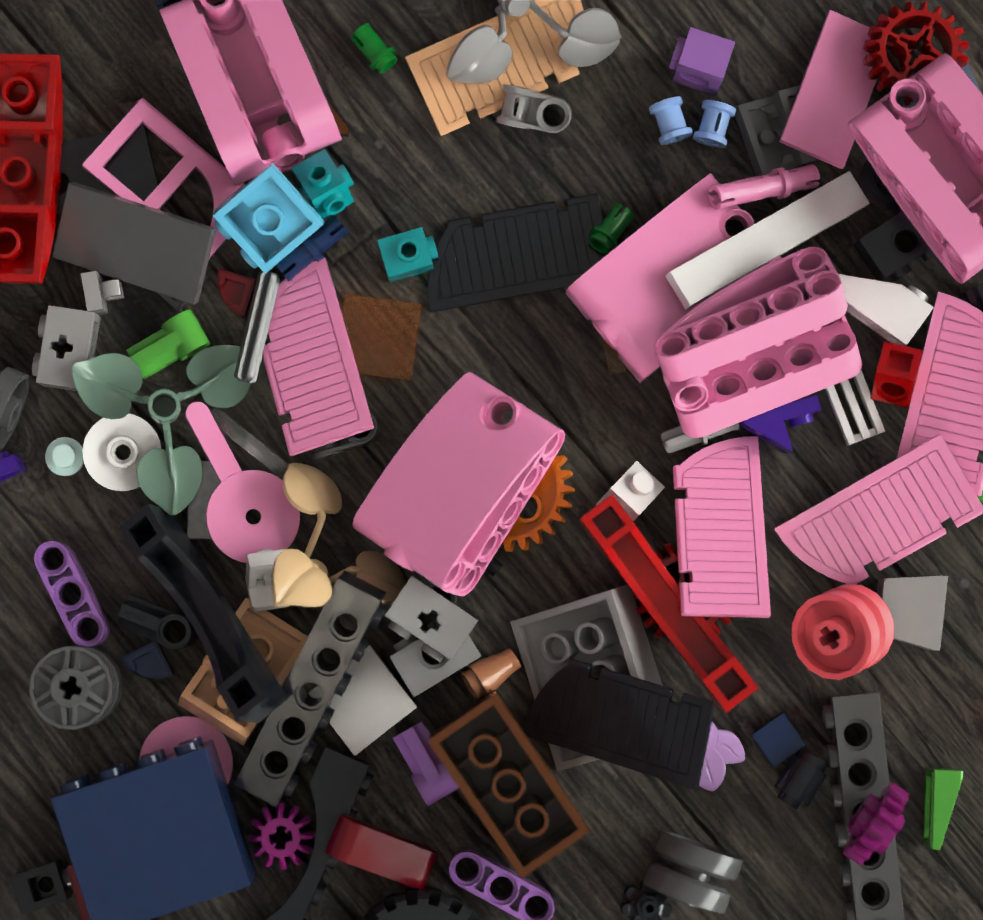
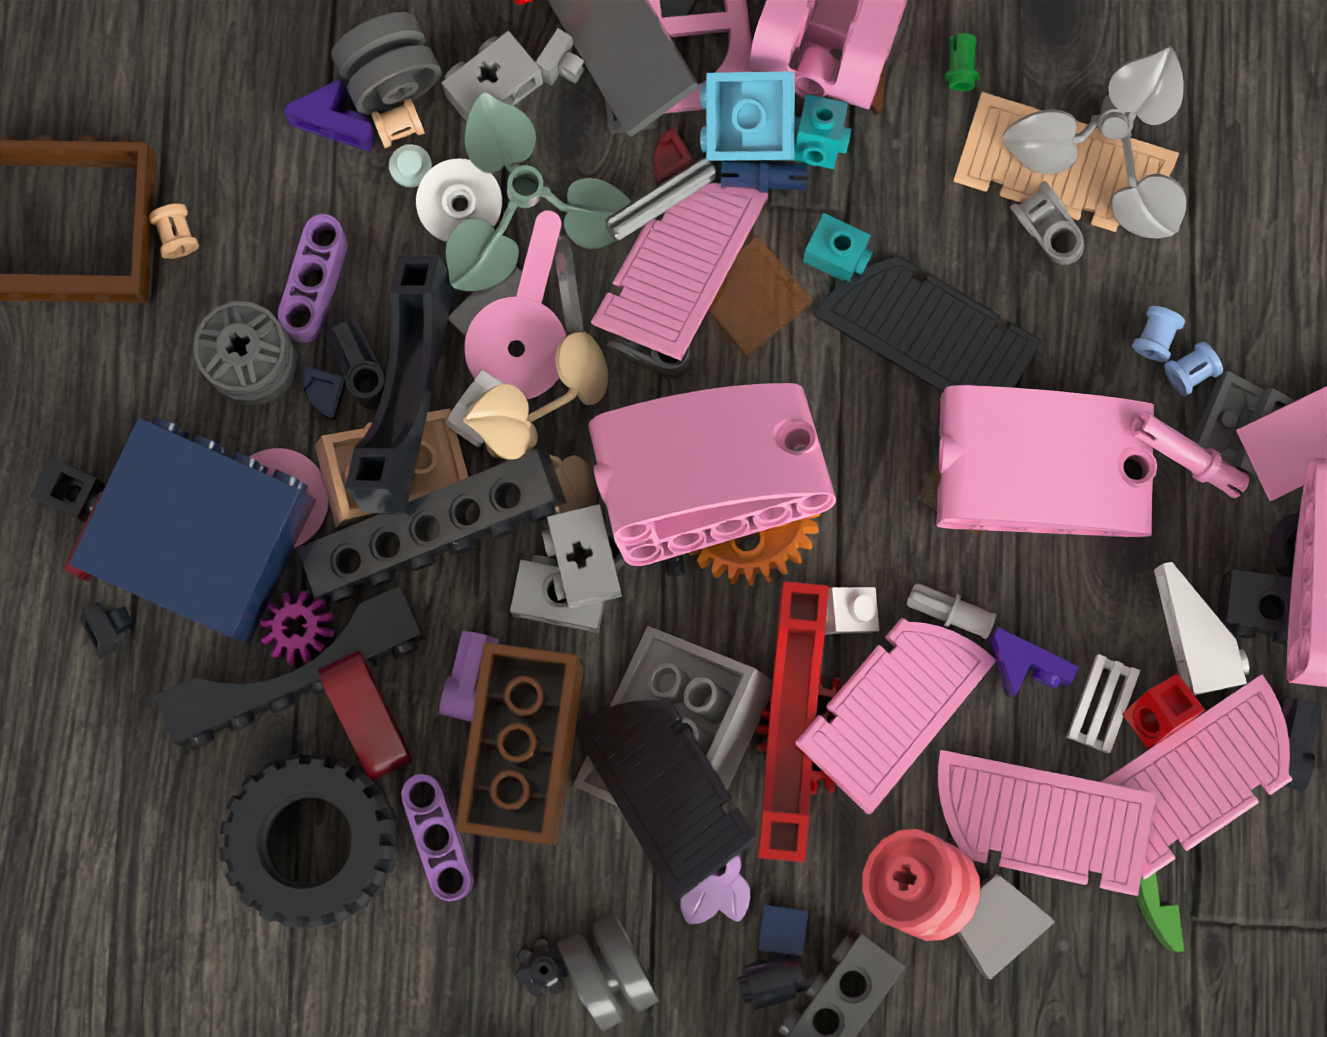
camera: 45 degrees right, 5 degrees down
(29, 435) = (397, 123): none -> light nougat bush
(178, 339) = (586, 152): bright green piece -> none
(369, 704) = (469, 584): white slope -> none
(489, 673) = (594, 650): nougat cone -> none
(606, 234) = (1028, 376): green pin -> none
(701, 60) = (1229, 304): medium lavender brick -> none
(759, 344) = (1067, 576): bright pink panel -> none
(766, 240) = (1152, 499): white tile -> none

